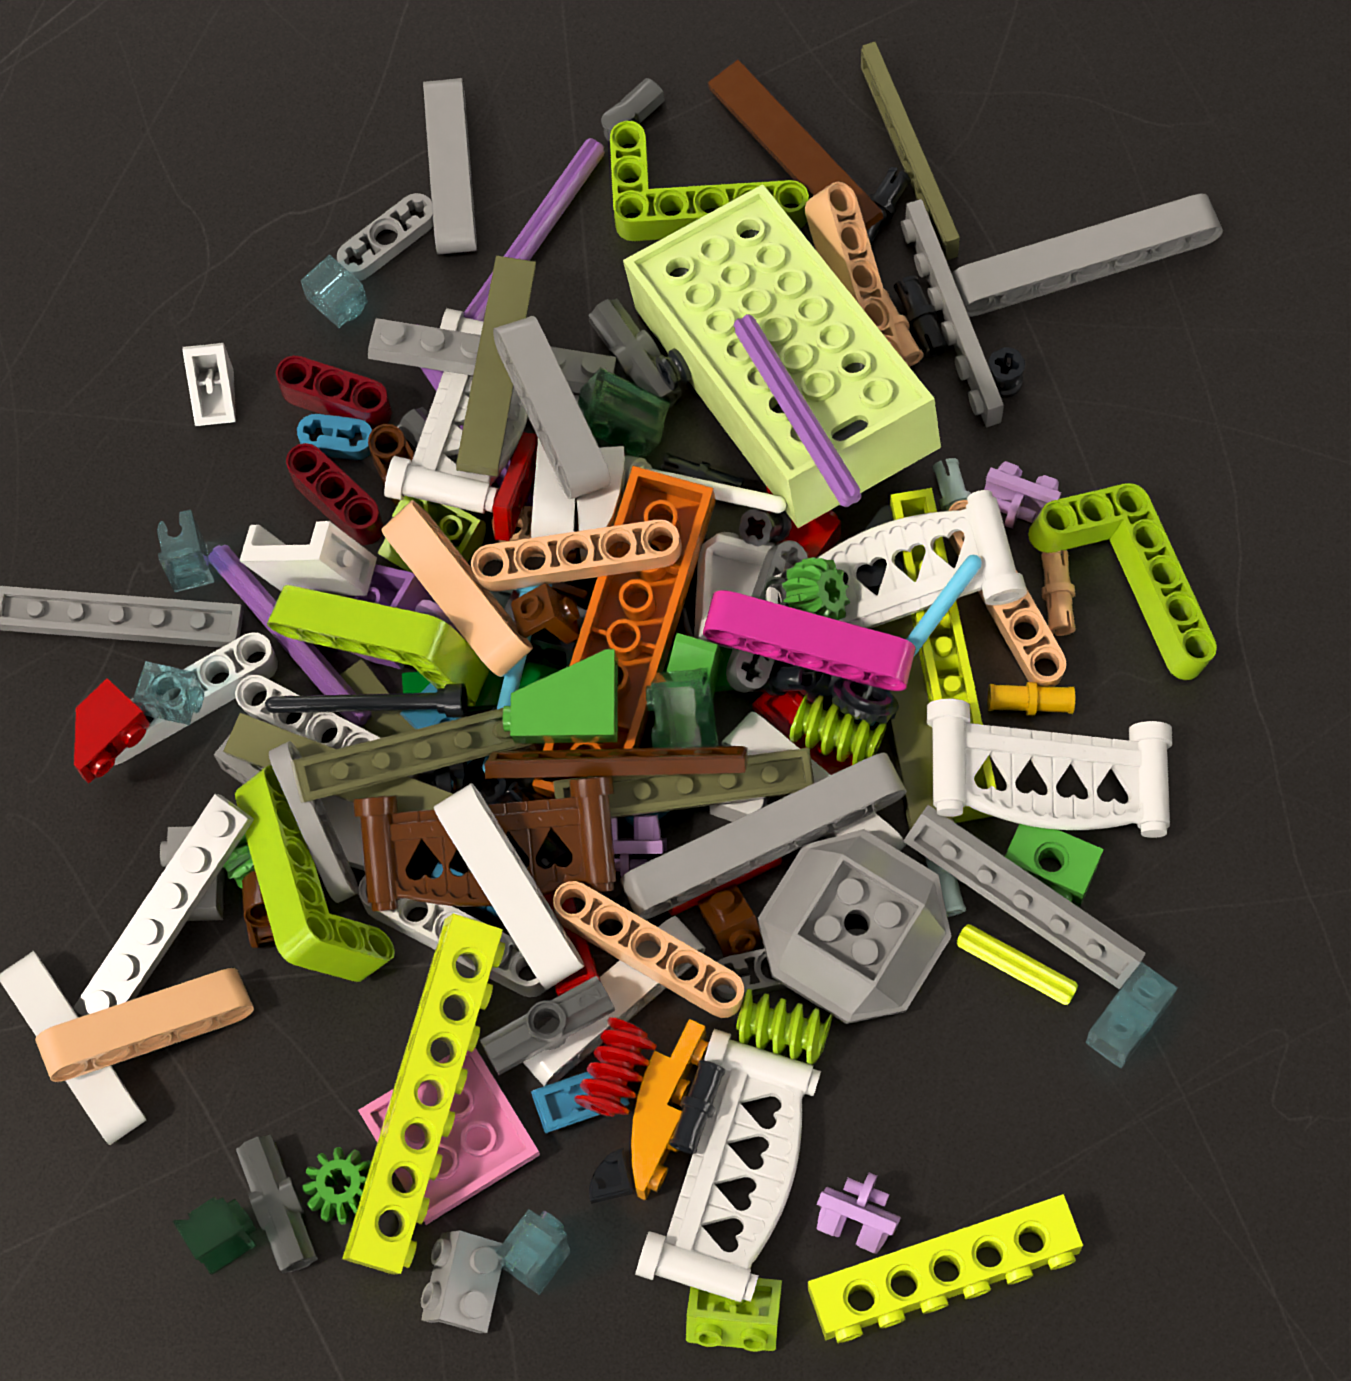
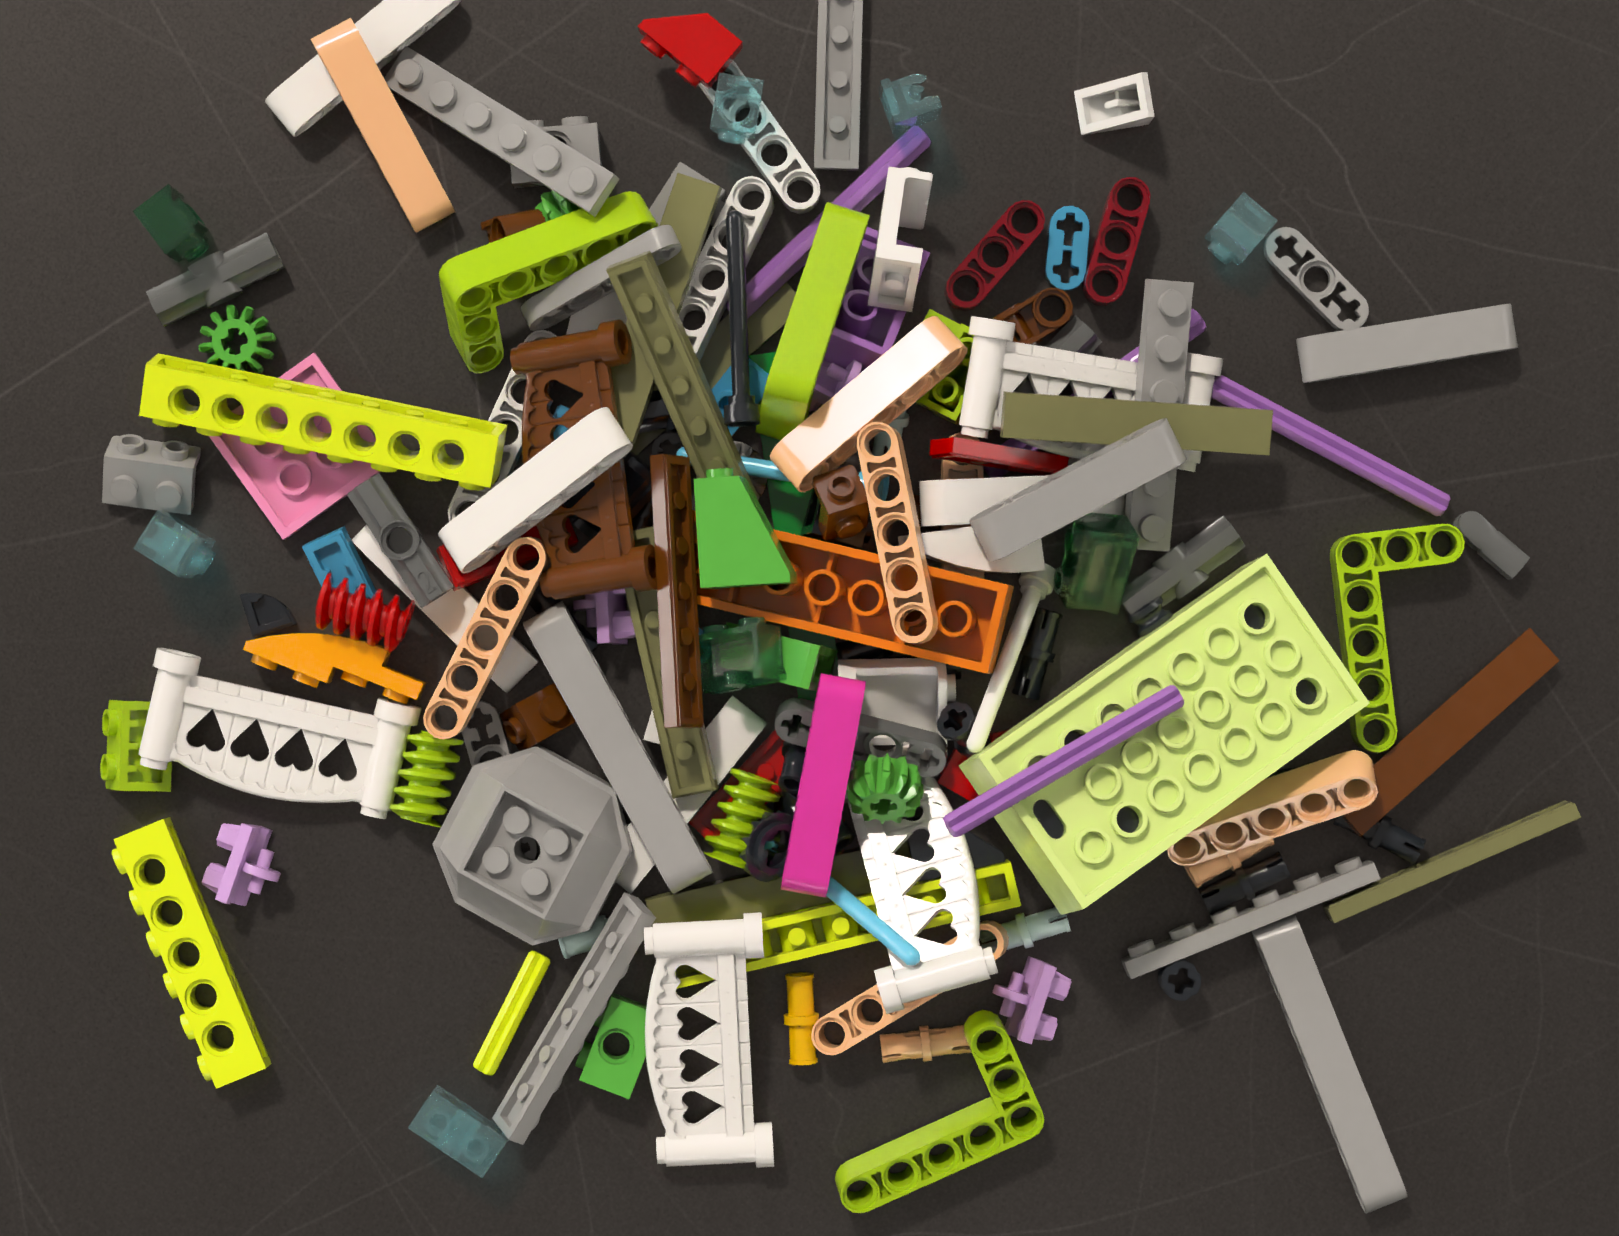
camera: 80 degrees right, 20 degrees up
(697, 1107) = (330, 698): black pin -> none

